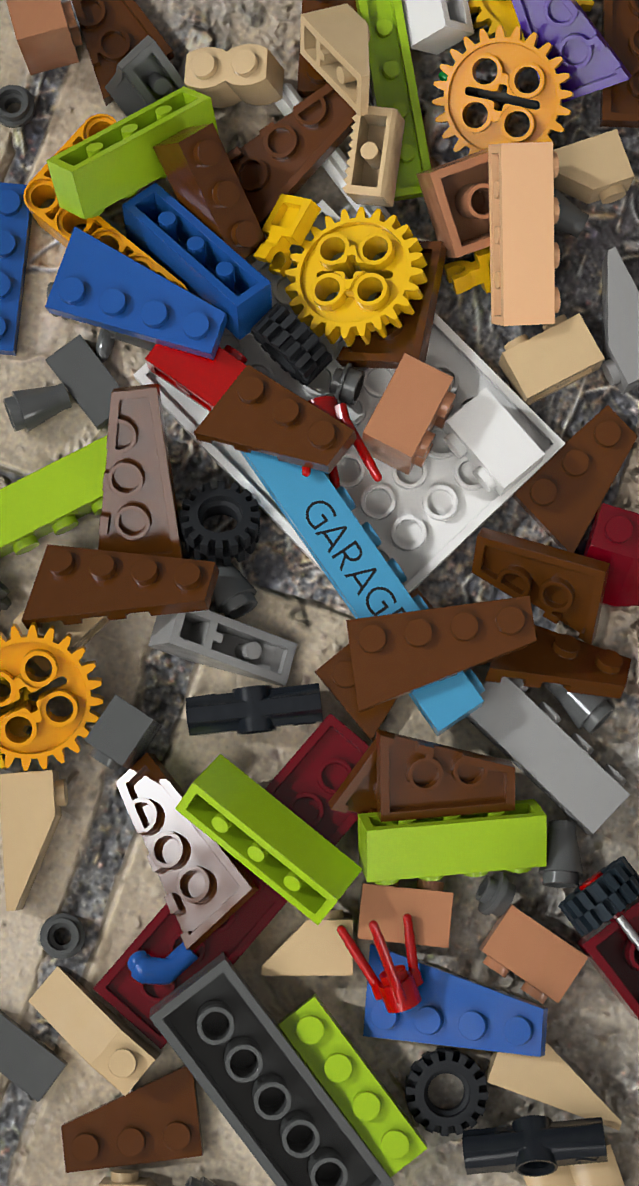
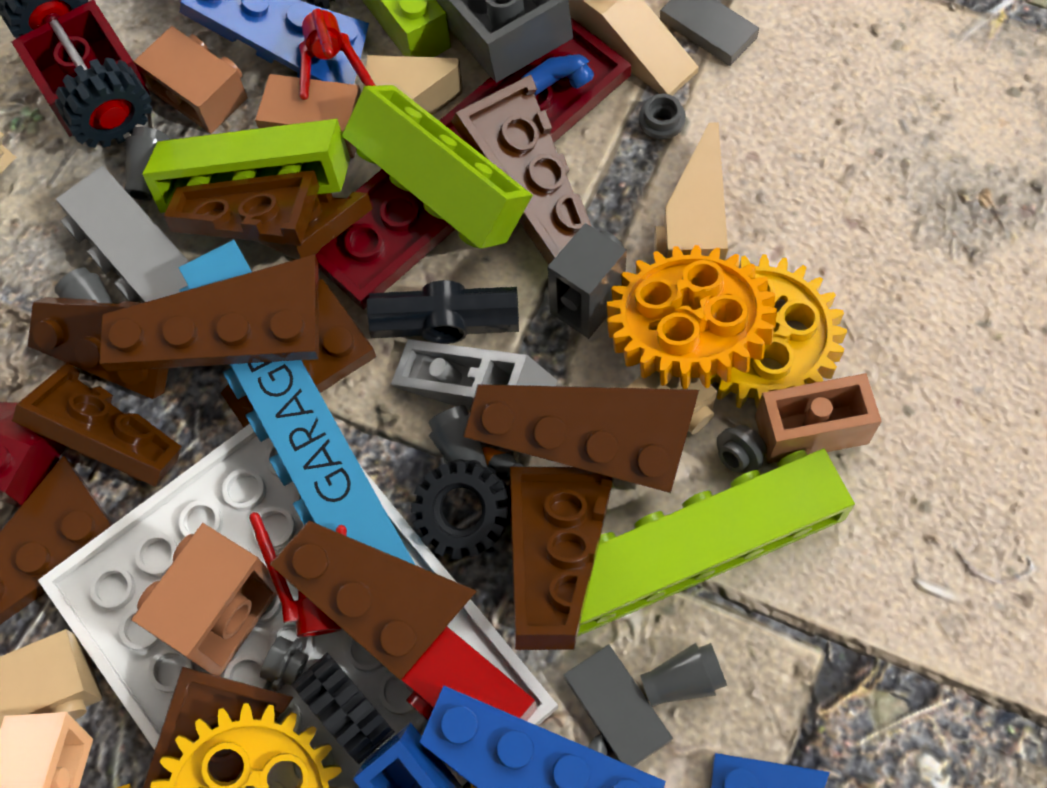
camera: 175 degrees left, 15 degrees down
(492, 443) = (111, 568): white brick -> none
(495, 894) = (216, 121): dark grey plate -> none

